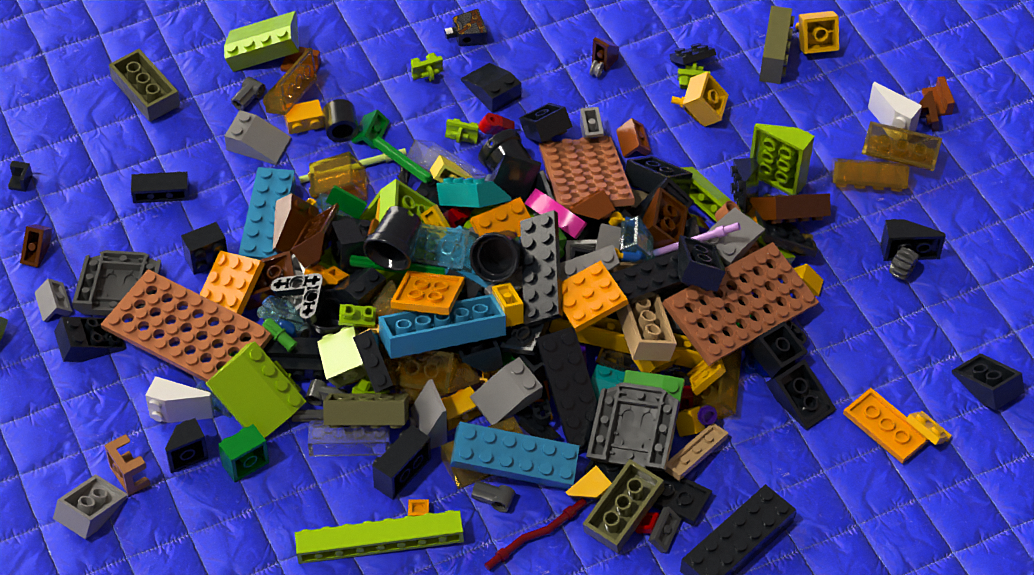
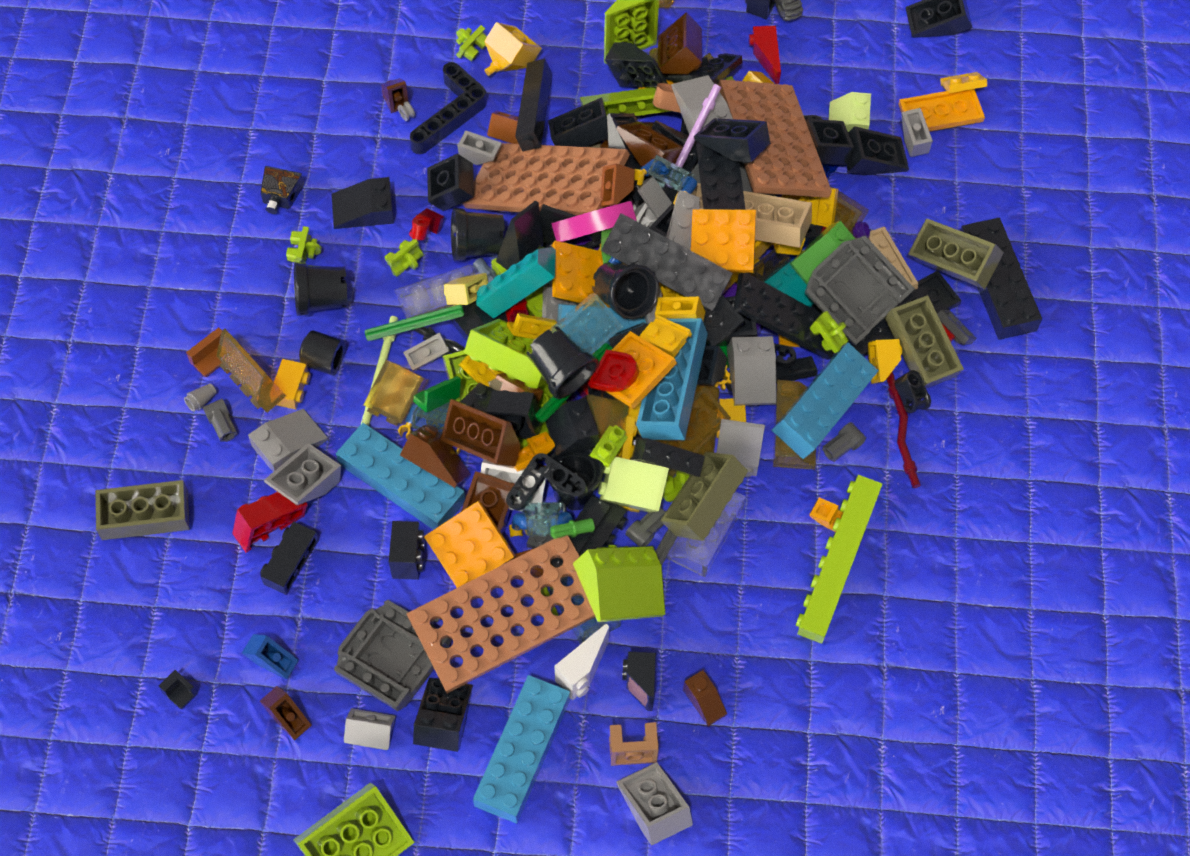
camera: 60 degrees left, 10 degrees up
(75, 214) = (270, 655): none -> blue slope
(86, 399) = (522, 749): none -> dark azure brick
(185, 156) = (264, 516): none -> red wedge
(198, 498) = (704, 698): none -> reddish brown slope
(225, 158) = (305, 475): none -> light grey slope
(243, 452) = (680, 630): green brick -> none
(259, 72) = (199, 397): none -> light grey cone
(262, 41) = (164, 371): lime slope -> none
(370, 127) = (343, 327): green panel -> none
(380, 179) = (426, 351): none -> light grey plate
(391, 88) = (319, 288): none -> black piece
(401, 461) = (771, 497): black brick -> none
(416, 281) = (614, 372): none -> red tile
(473, 300) = (666, 335): none -> yellow plate
(569, 523) = (912, 390): none -> black piece
(581, 428) = (831, 332): none -> lime hips
(617, 98) = (469, 102): none -> black beam
(655, 137) = (533, 105): none -> black brick
(695, 53) = (448, 28): black plate -> none
(727, 488) = (956, 253): none -> olive brick
(829, 361) = (852, 109): none -> yellowish green slope
(840, 411) = (916, 132): none -> light grey slope
(850, 268) = (766, 50): none -> red slope

